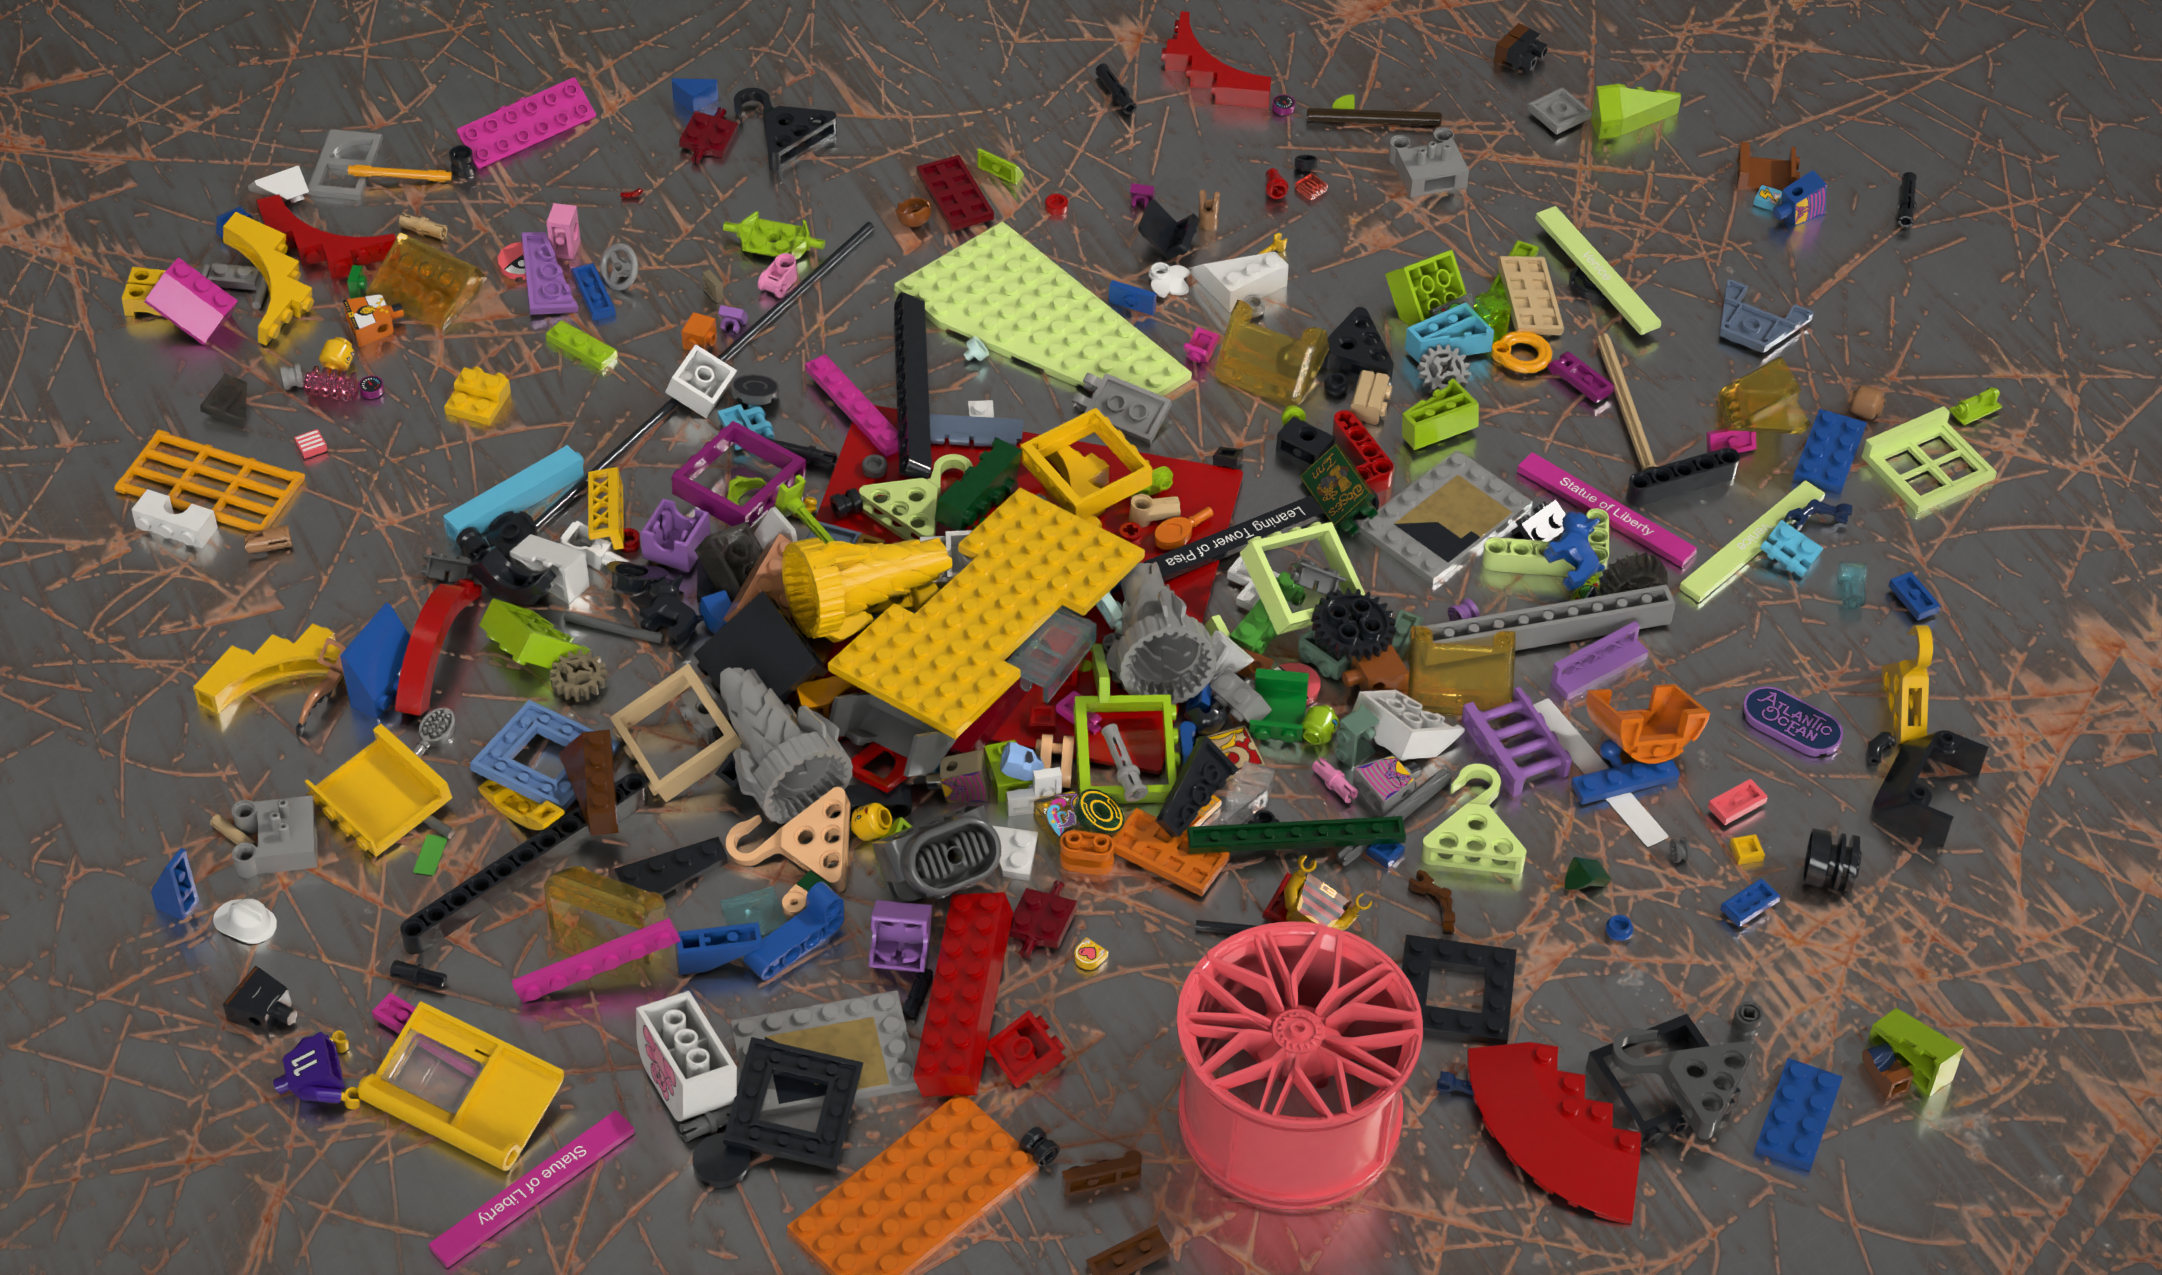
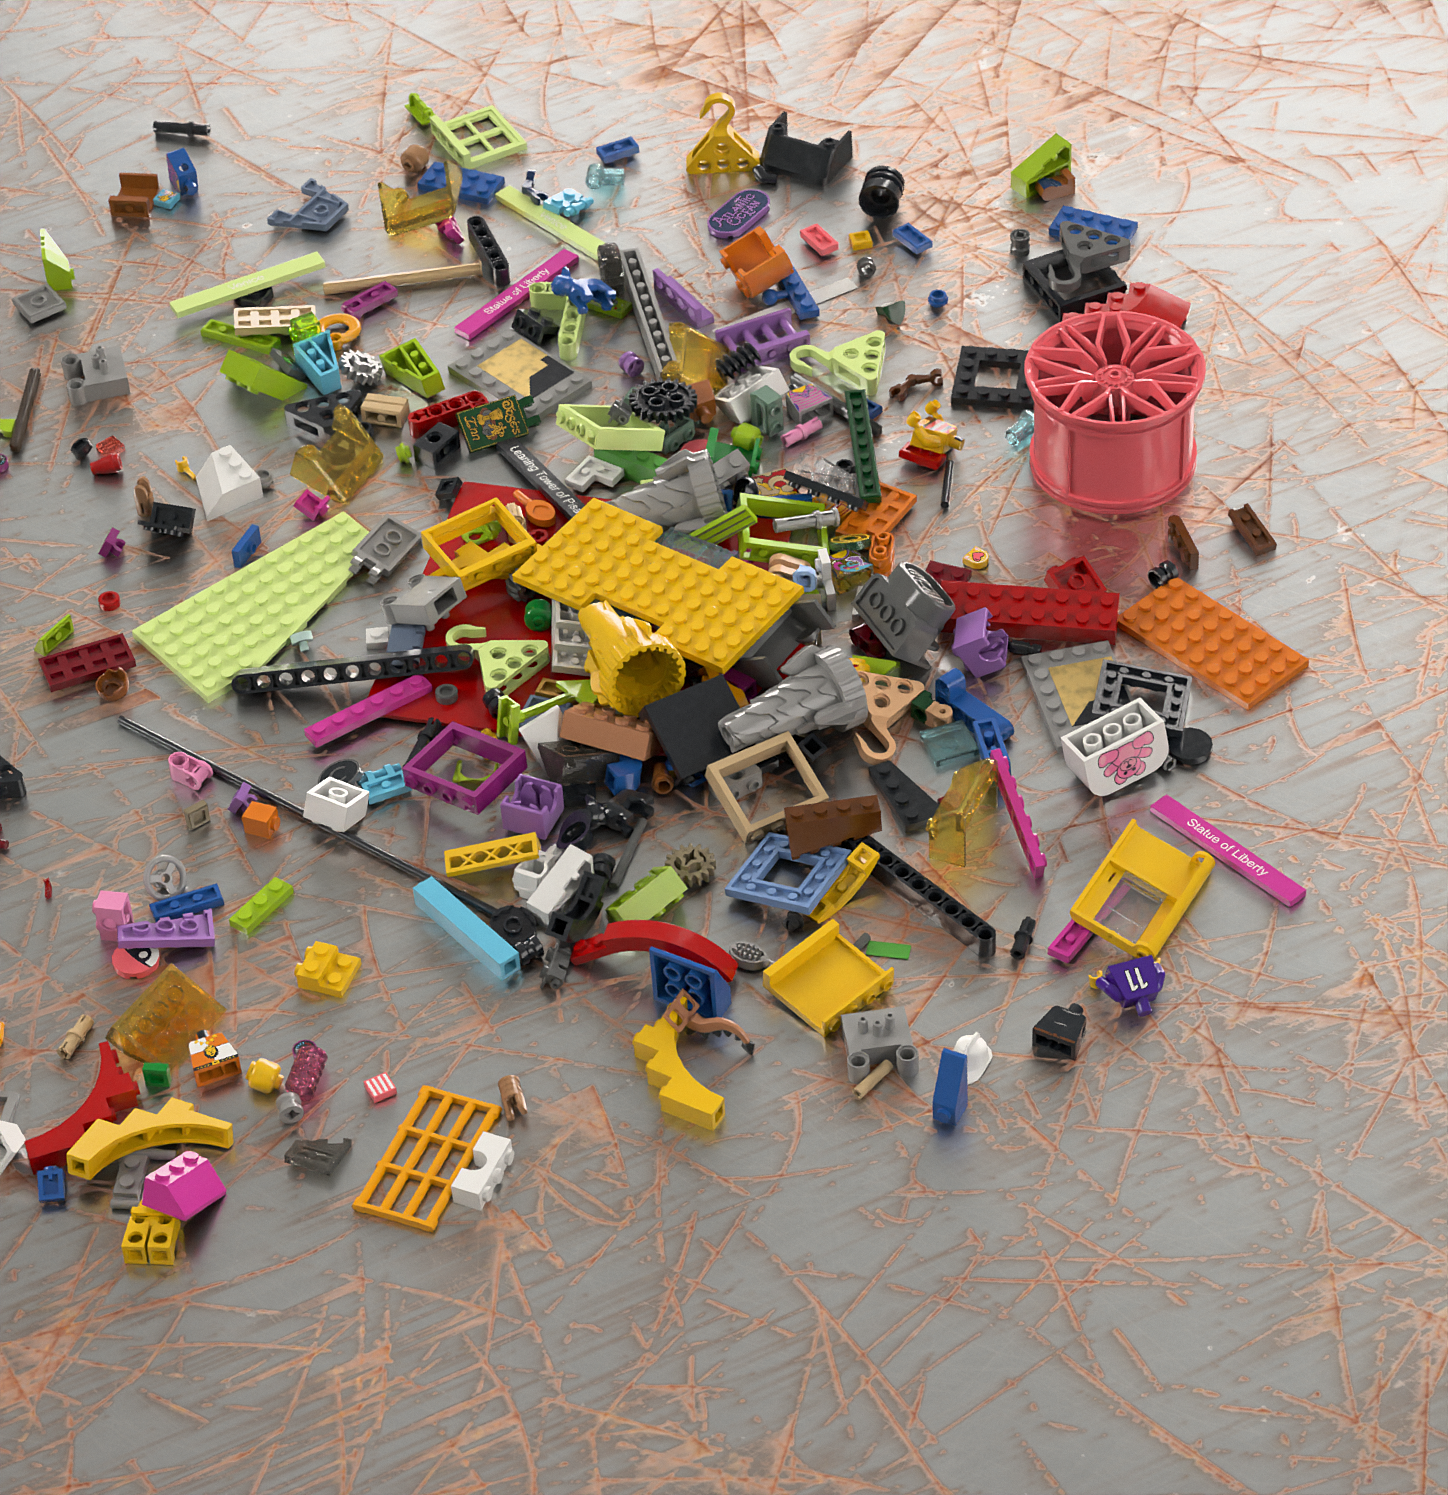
camera: 85 degrees left, 5 degrees down
(584, 601) = (603, 865): none -> black wheel
(757, 233) = (137, 766): lime plate -> none
(980, 487) = (496, 610): dark green wedge -> none
(997, 420) = (425, 602): none -> light grey piece
(1168, 279) = (221, 529): white plate -> none
(1448, 704) = (737, 360): none -> black piece

